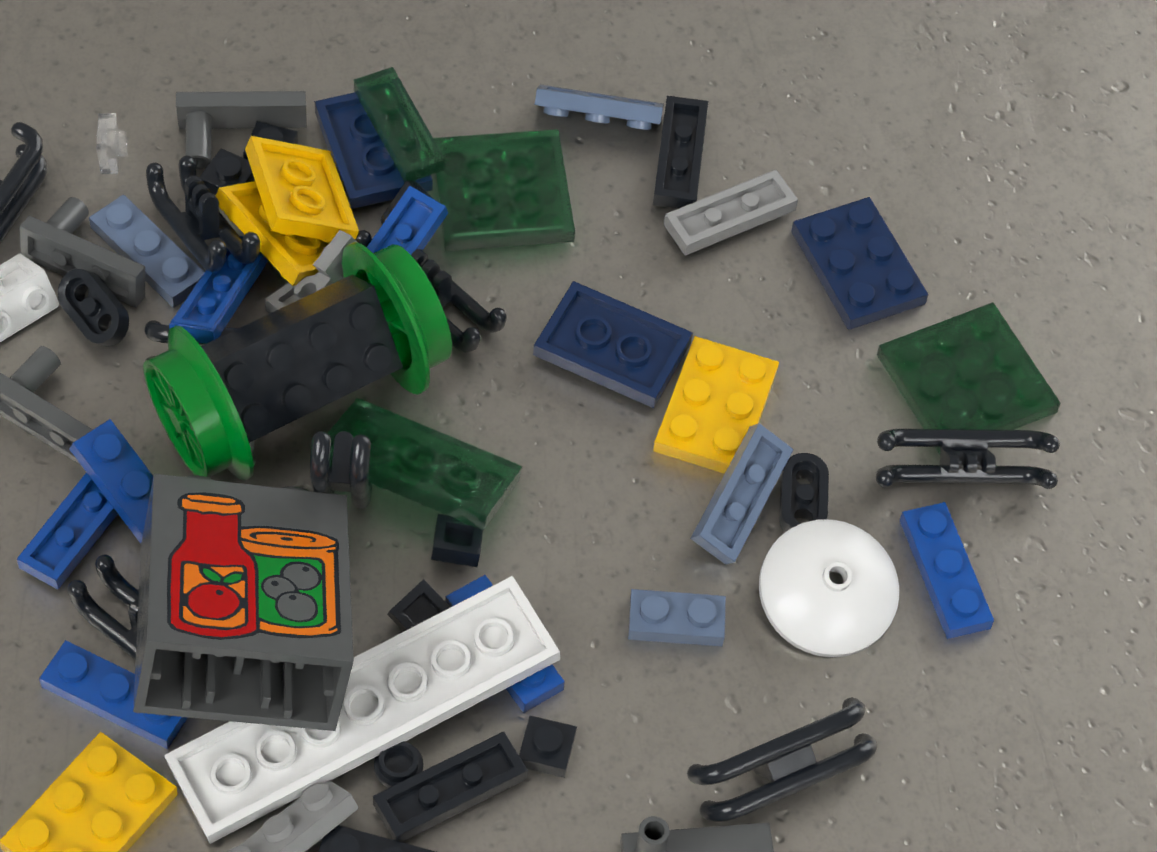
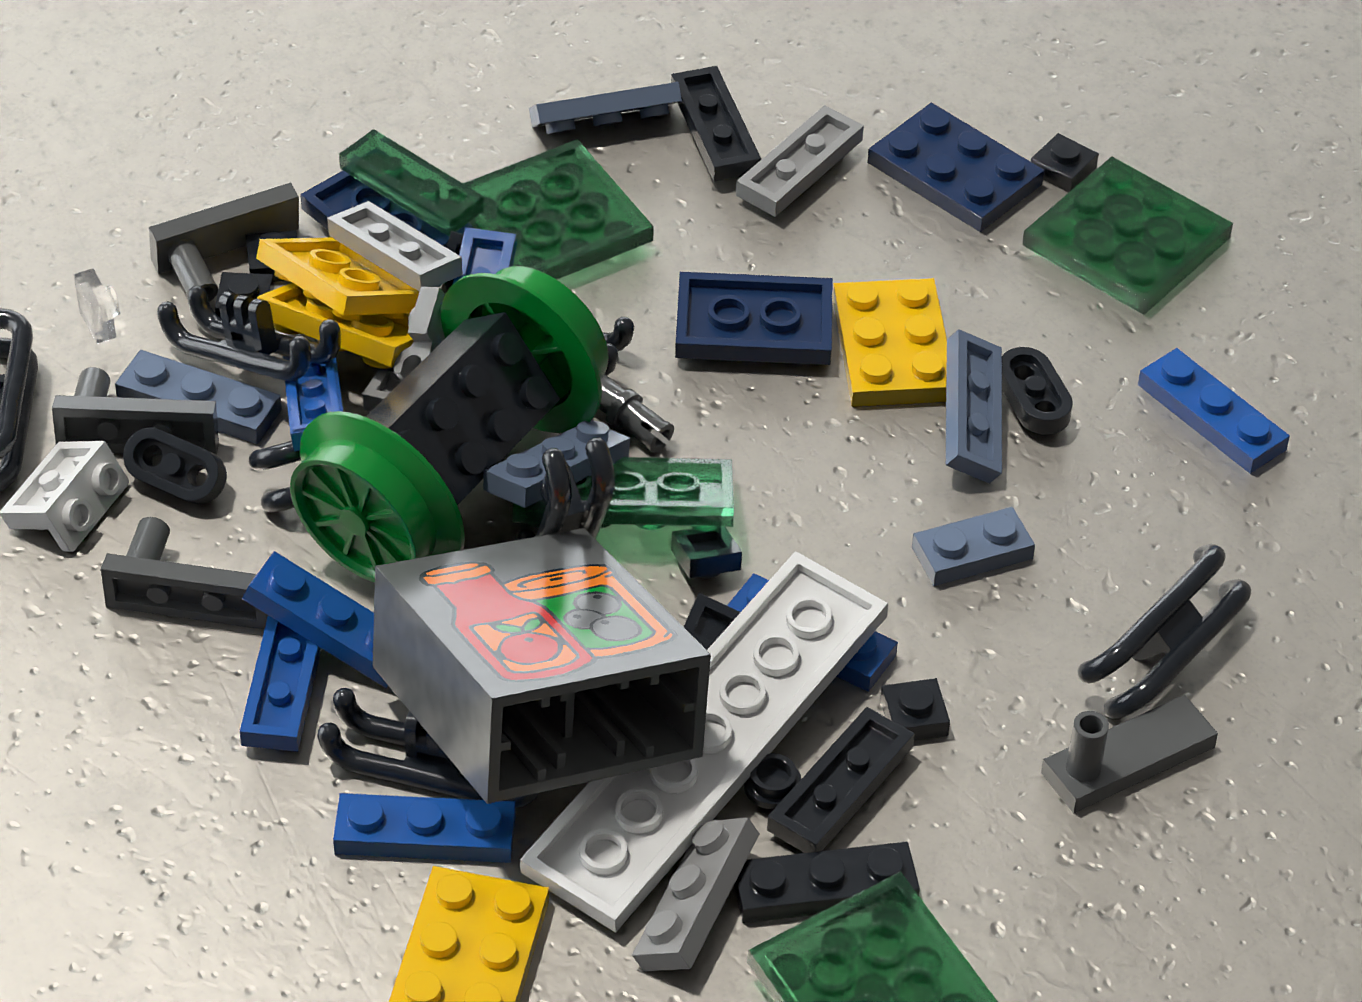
camera: 20 degrees left, 10 degrees down
(350, 180) = (395, 246): none -> light grey plate
(379, 418) = (523, 473): none -> sand blue plate
(466, 390) = (626, 411): none -> dark grey pin
(811, 608) = (1102, 480): white dish -> none
(952, 292) = (1065, 162): none -> black plate
(966, 456) = (1176, 301): black piece -> none

